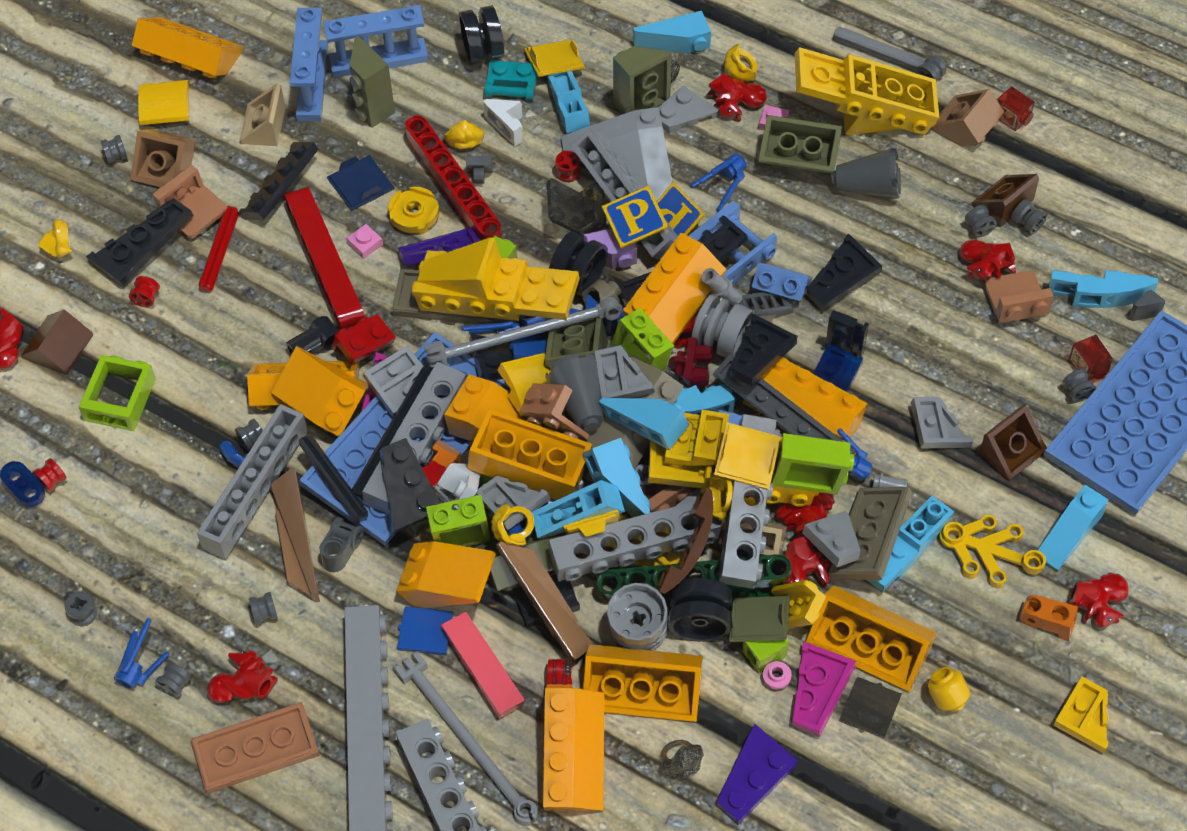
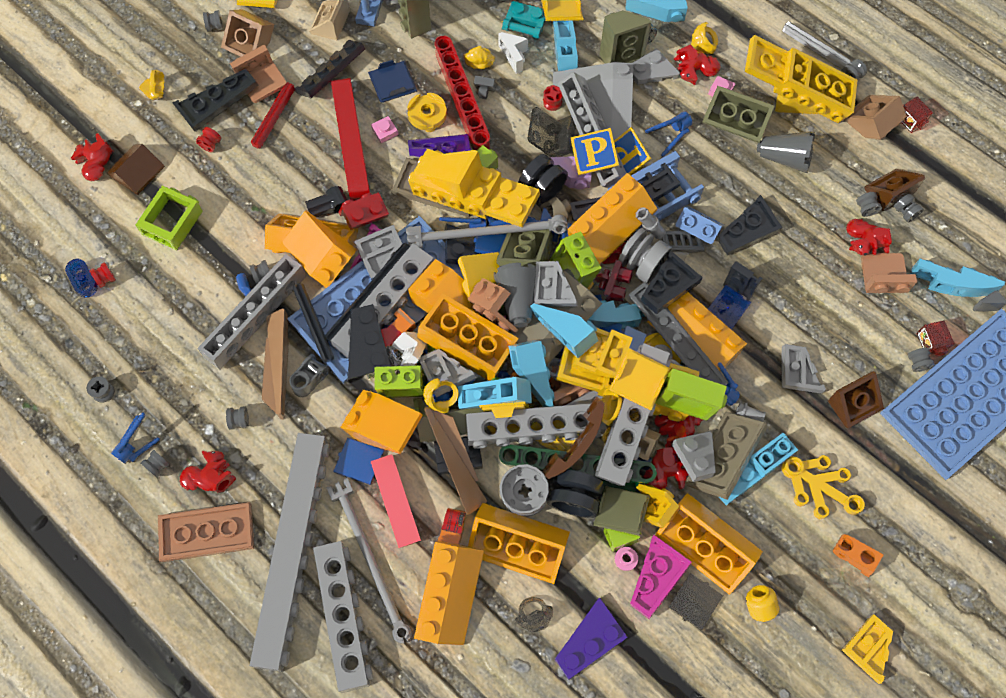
camera: 10 degrees right, 10 degrees up
(1073, 527) = (892, 481): medium azure slope -> none
(1094, 597) = (898, 544): red animal -> none

